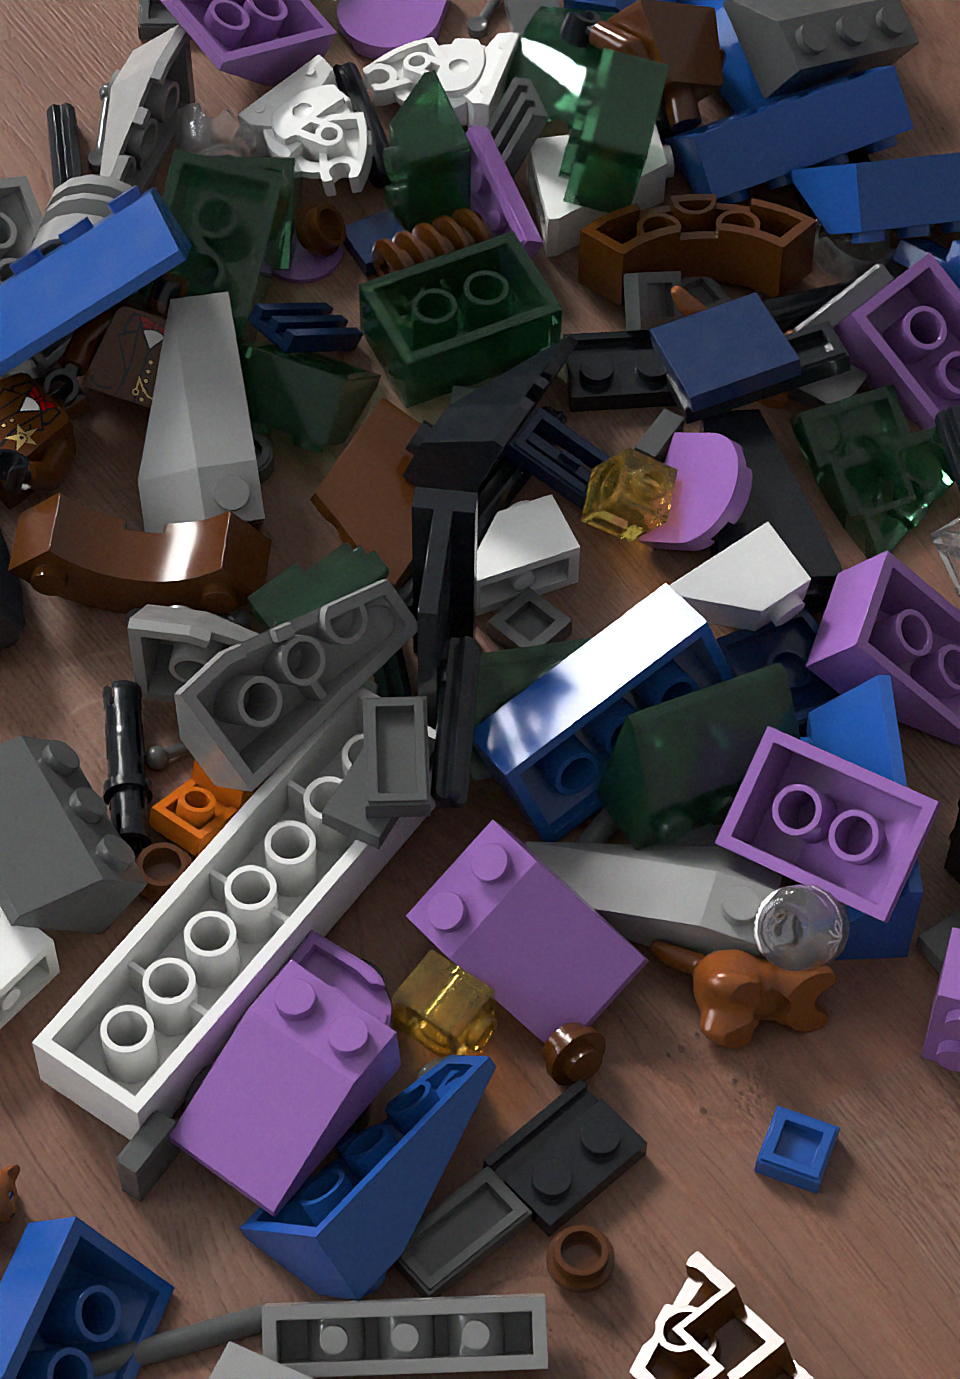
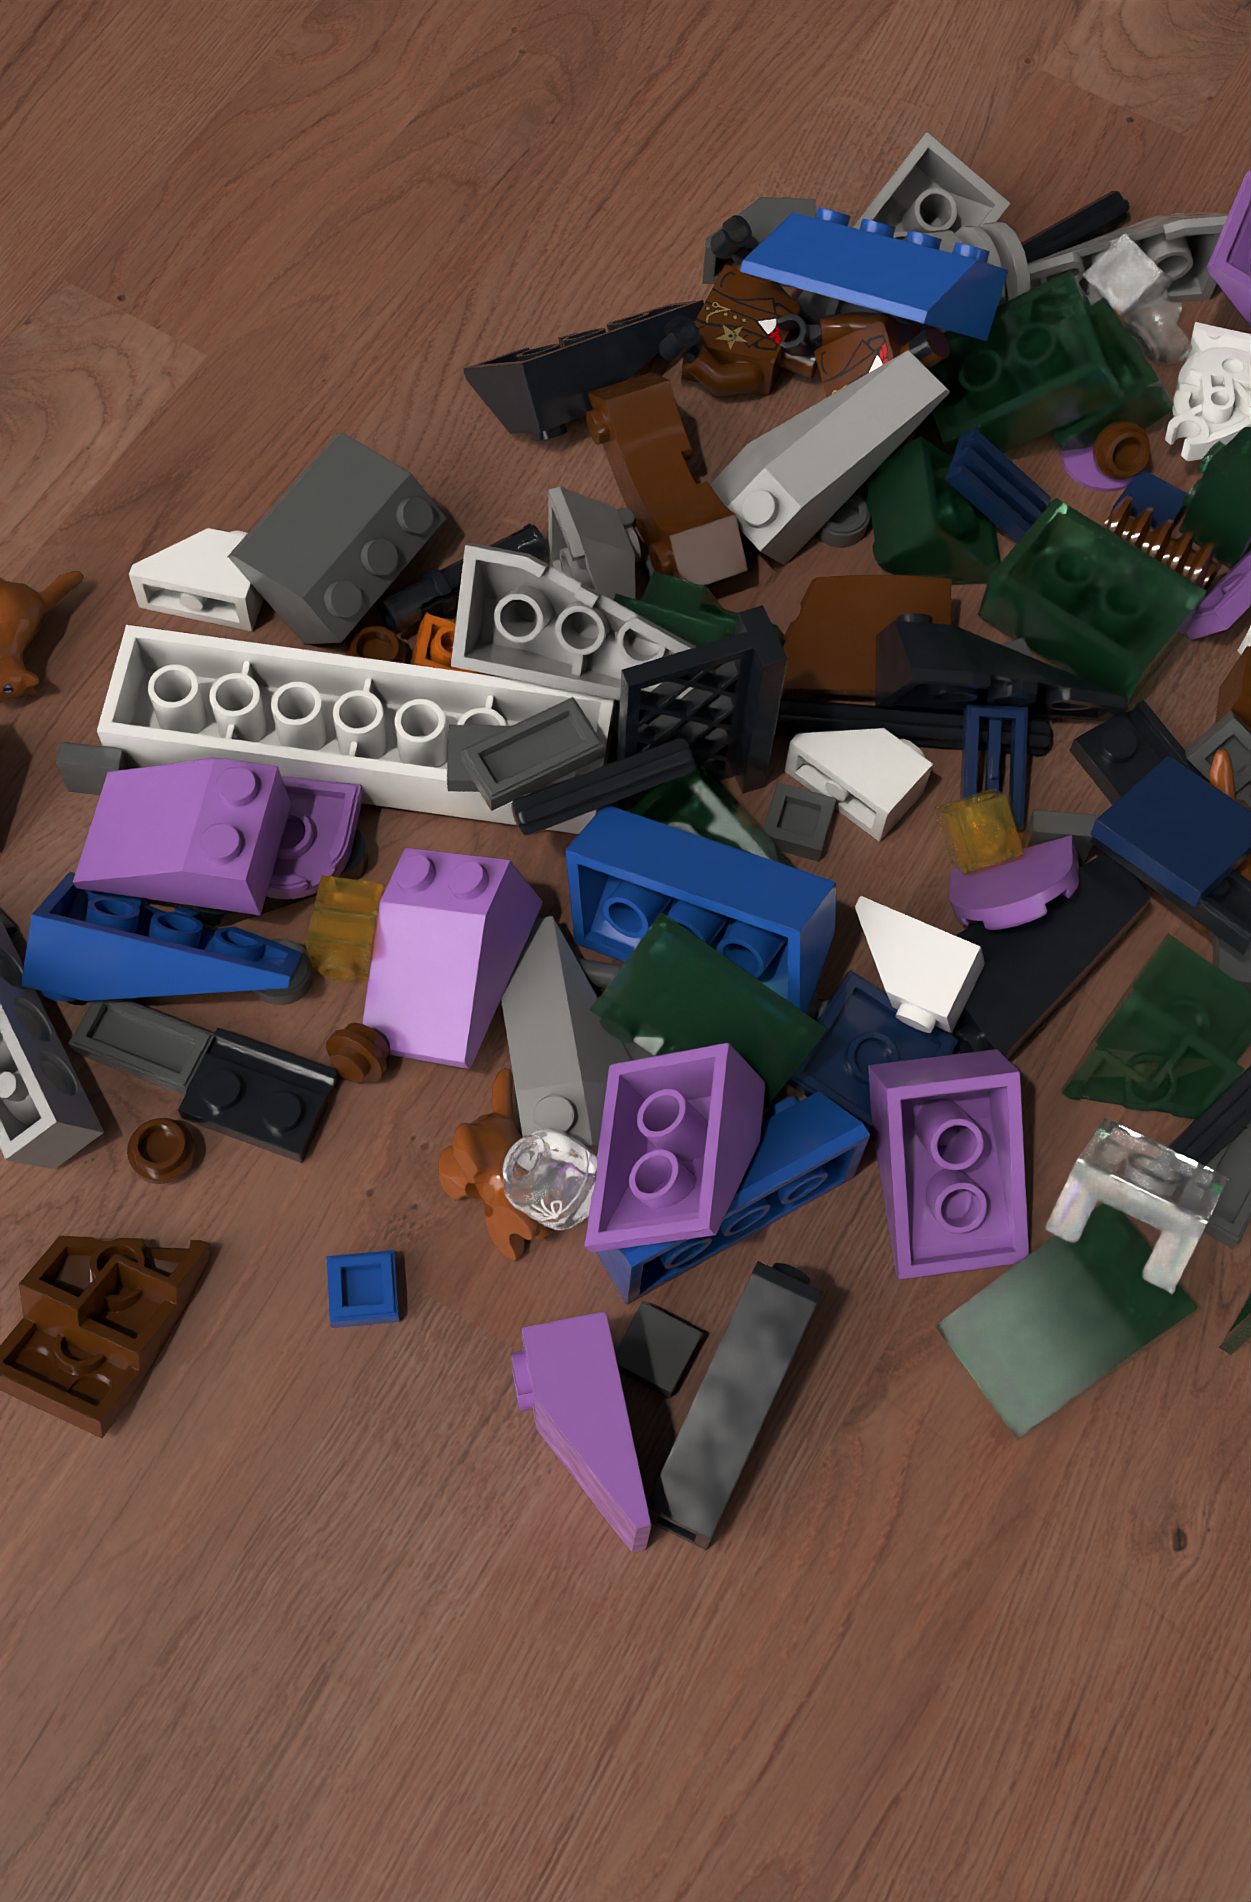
camera: 60 degrees right, 10 degrees up
(173, 127) = (1124, 275): none -> clear tile

